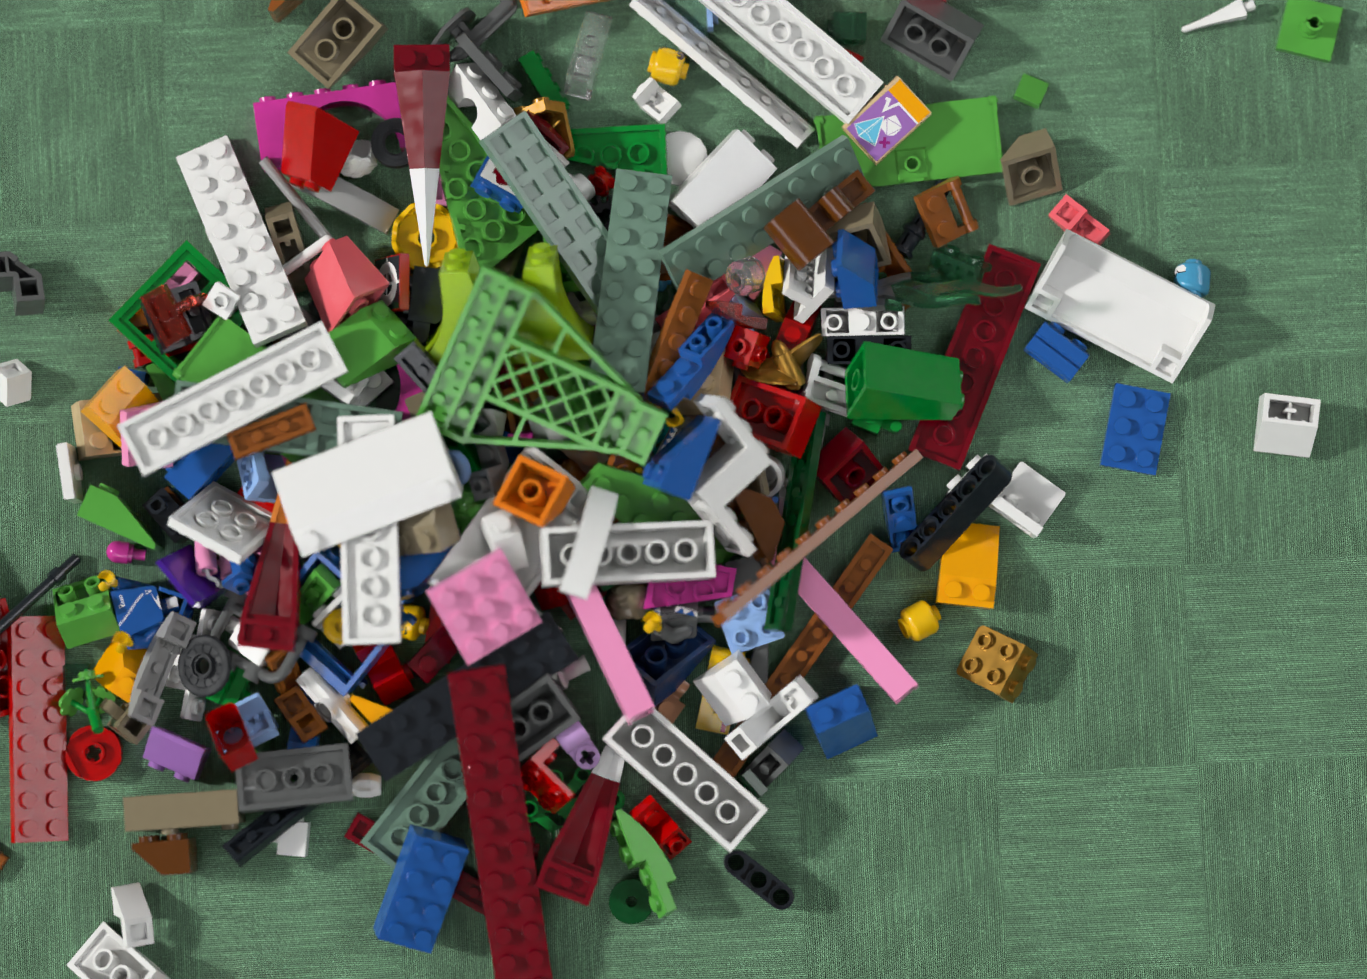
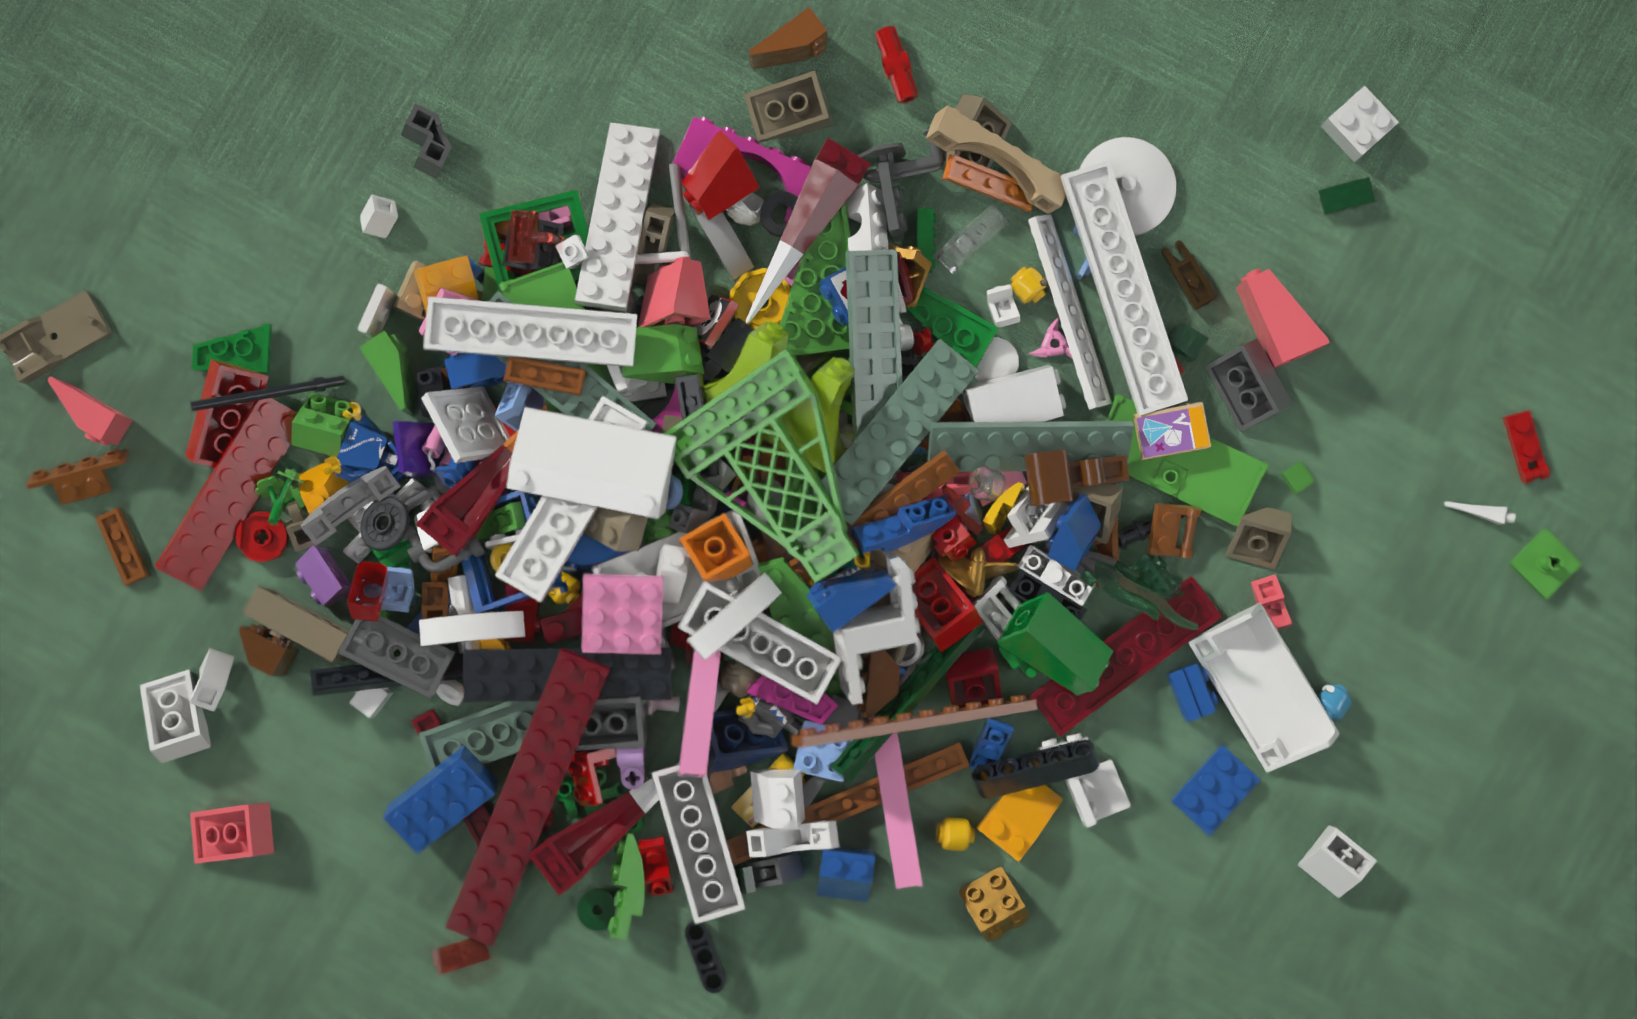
camera: 35 degrees right, 0 degrees up
(124, 552) = (381, 398): dark pink cylinder -> none
(349, 710) = (472, 628): none -> white slope
(718, 99) = (1053, 334): none -> bright pink piece

